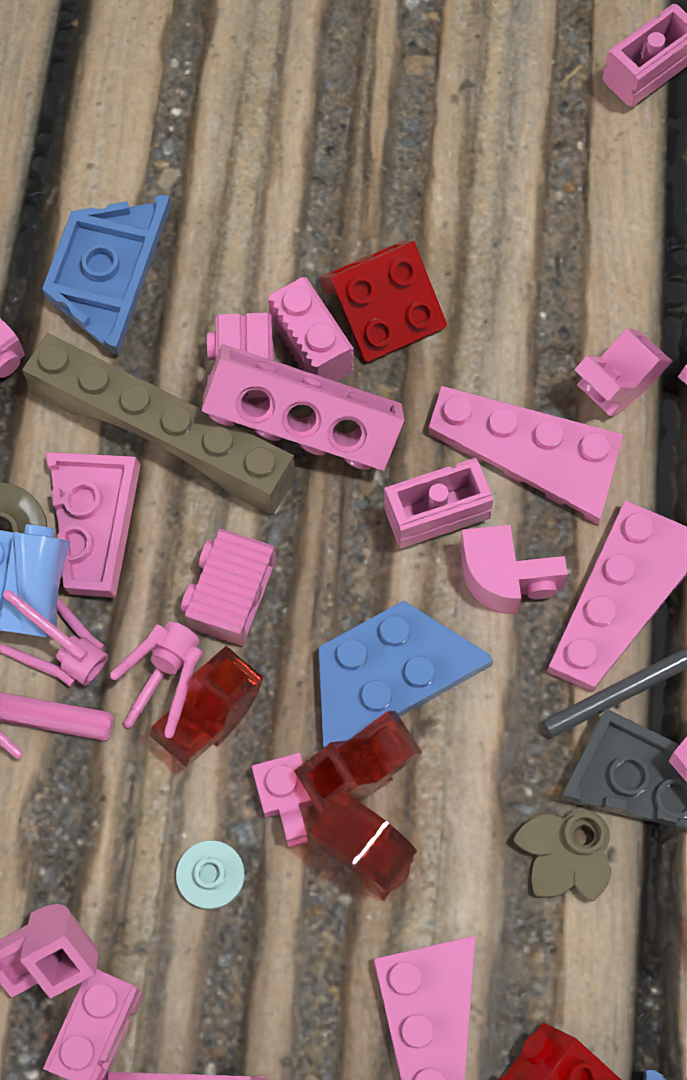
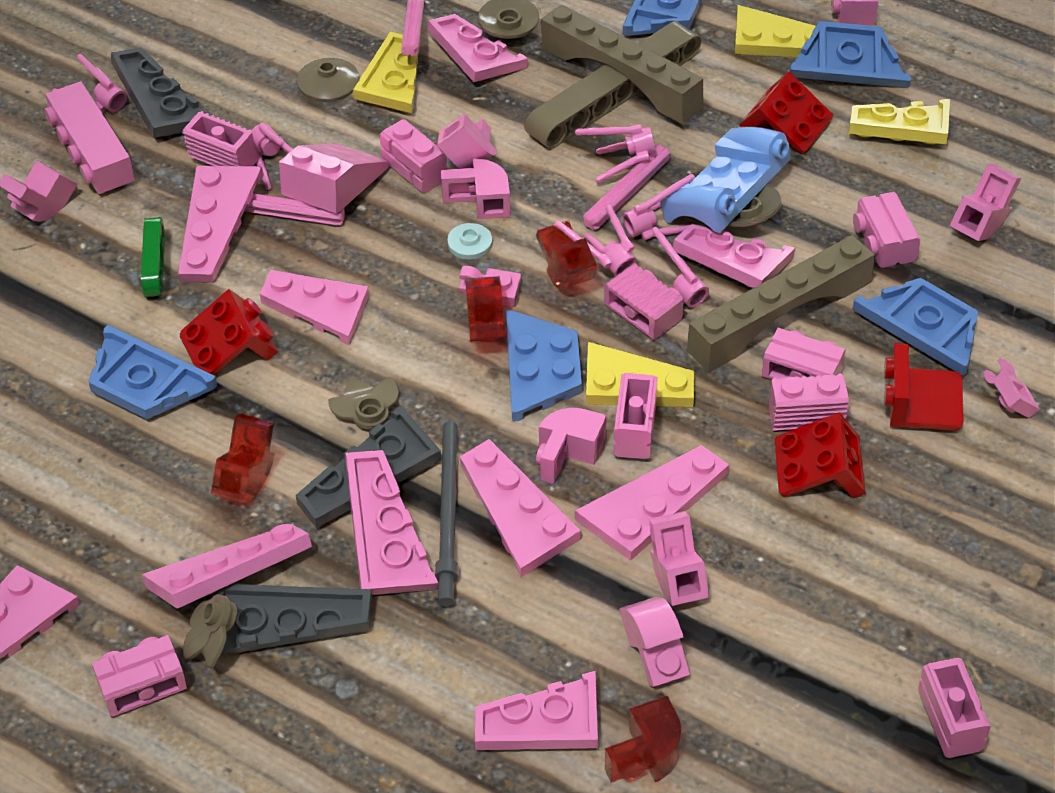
camera: 115 degrees right, 20 degrees down
(107, 889) = (483, 183): none -> bright pink brick
(176, 547) = (687, 283): none -> bright pink plant
(181, 141) = (1013, 392): none -> bright pink plate
(231, 228) = (922, 395): none -> red bracket
(240, 371) = (742, 359): bright pink brick -> none
(359, 551) = (607, 364): none -> light yellow wing
(364, 844) = (427, 284): clear red brick -> none

